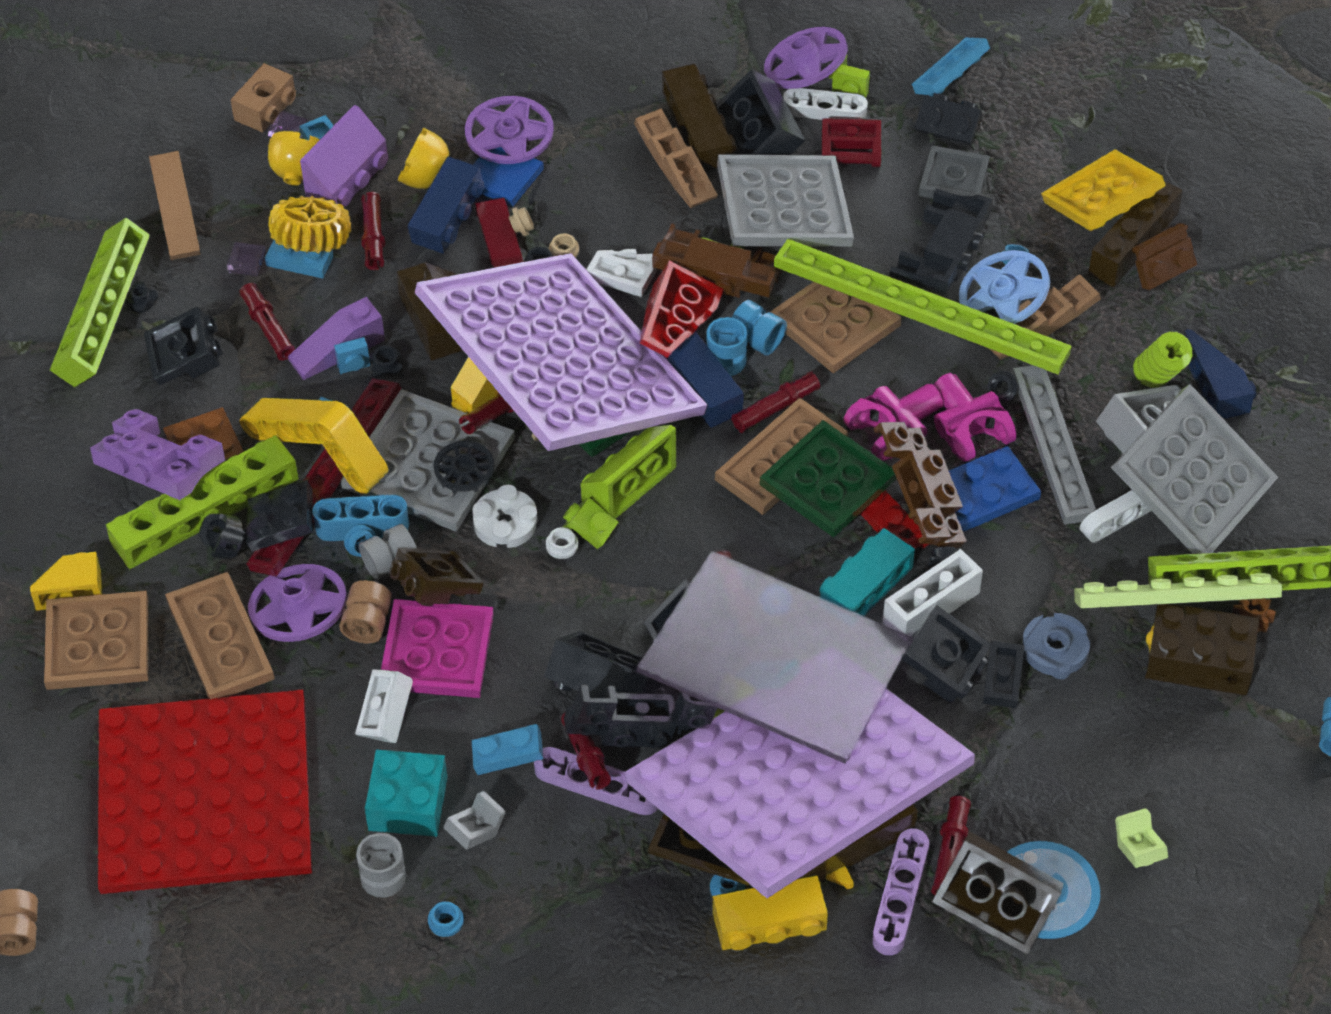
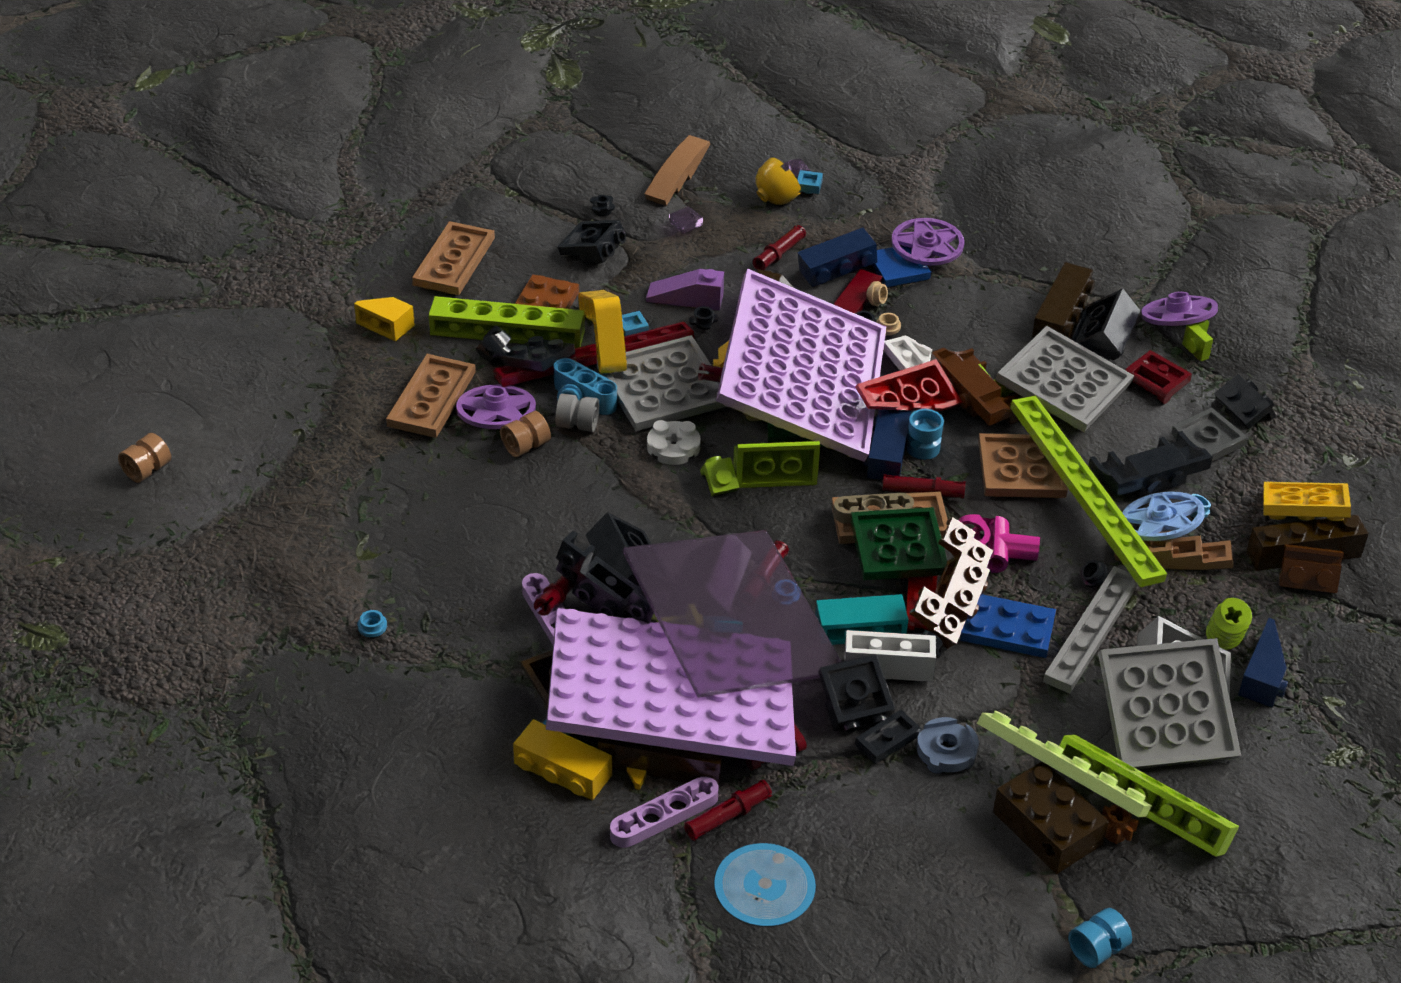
camera: 40 degrees right, 10 degrees down
(59, 465) = (453, 258): none -> medium nougat plate
(96, 640) = (364, 354): medium nougat plate -> none
(99, 303) = (572, 190): lime brick -> none
(153, 461) = (500, 281): medium lavender bracket -> none
(203, 792) = (327, 468): red plate -> none
(262, 313) = (661, 251): dark red pin -> none
(263, 97) = (797, 143): medium nougat brick -> none
(298, 262) = (720, 238): dark azure plate -> none
(309, 224) = (740, 219): yellow gear -> none
(344, 159) = (800, 198): medium lavender slope -> none
(352, 355) = (684, 301): dark azure plate -> none
(381, 865) = (367, 566): light grey wheel -> none
(384, 705) = (476, 490): white slope -> none
(406, 793) = (430, 541): teal brick -> none
(424, 160) = (850, 219): yellow cylinder -> none
(433, 575) = (584, 434): dark brown plate -> none
(439, 646) = (545, 481): dark pink plate -> none
(464, 466) = (676, 395): black wheel -> none
(476, 823) = (450, 586): light grey bracket -> none
(507, 749) = (517, 560): dark azure plate -> none
(562, 536) = (690, 476): white plate -> none
(675, 158) = (1021, 316): medium nougat slope -> none
(763, 329) = (960, 437): dark azure wheel -> none
(769, 444) = (853, 503): none -> dark tan beam
(804, 110) = (1152, 337): white beam -> none
(951, 66) = (1284, 373): dark azure plate -> none
(968, 416) = (1048, 574): dark pink connector -> none
(998, 893) = (720, 853): dark brown slope -> none
(1113, 516) = (1071, 703): white beam -> none
(1138, 839) = (862, 897): yellowish green bracket -> none

